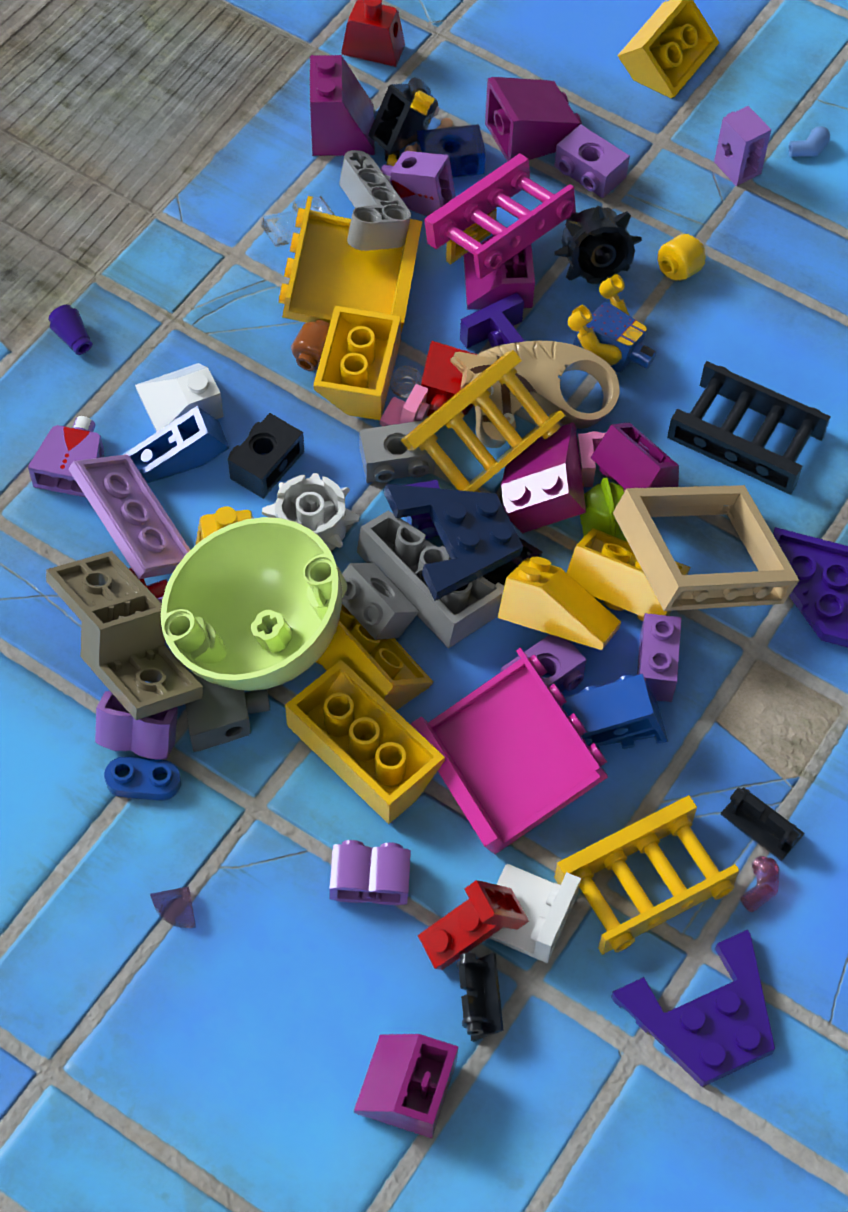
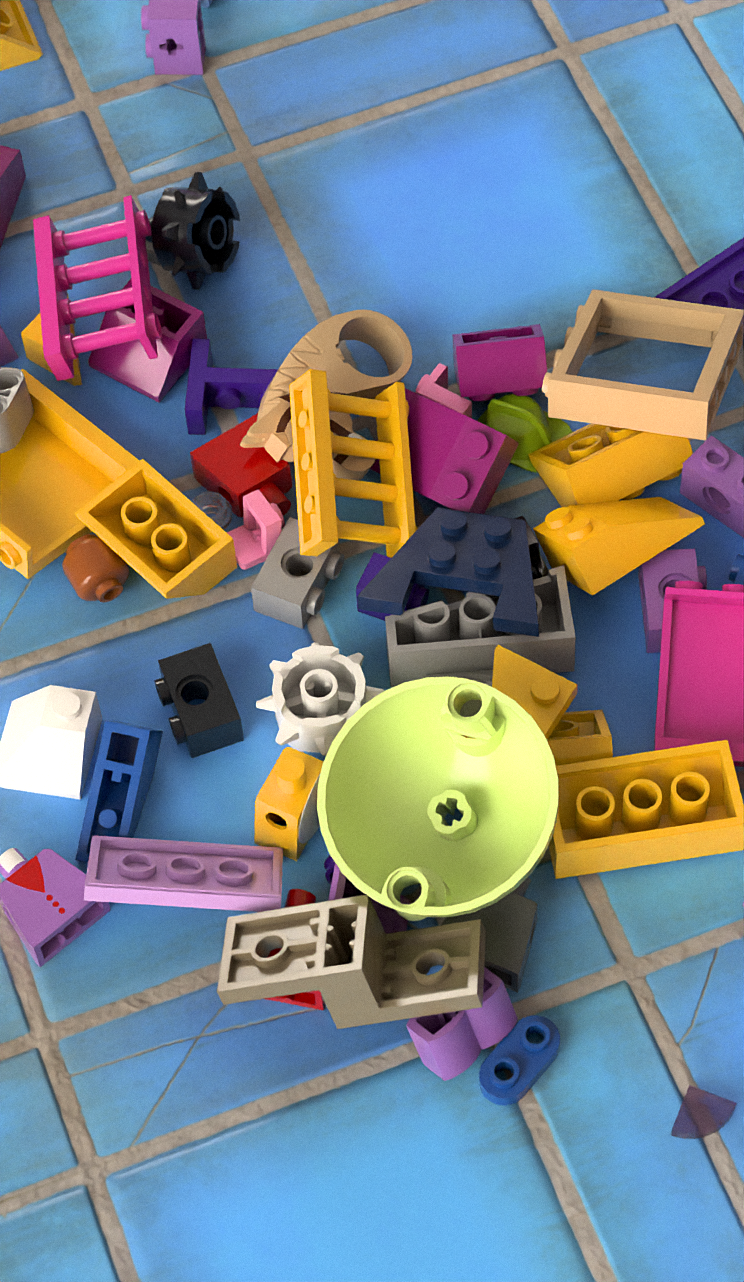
camera: 50 degrees left, 0 degrees up
(375, 621) = (533, 687): none -> yellow wing
(591, 161) = (69, 173): medium lavender brick -> none
(611, 330) = (313, 287): torso -> none
(681, 257) = (261, 169): yellow head -> none
(737, 452) = (522, 280): black fence -> none

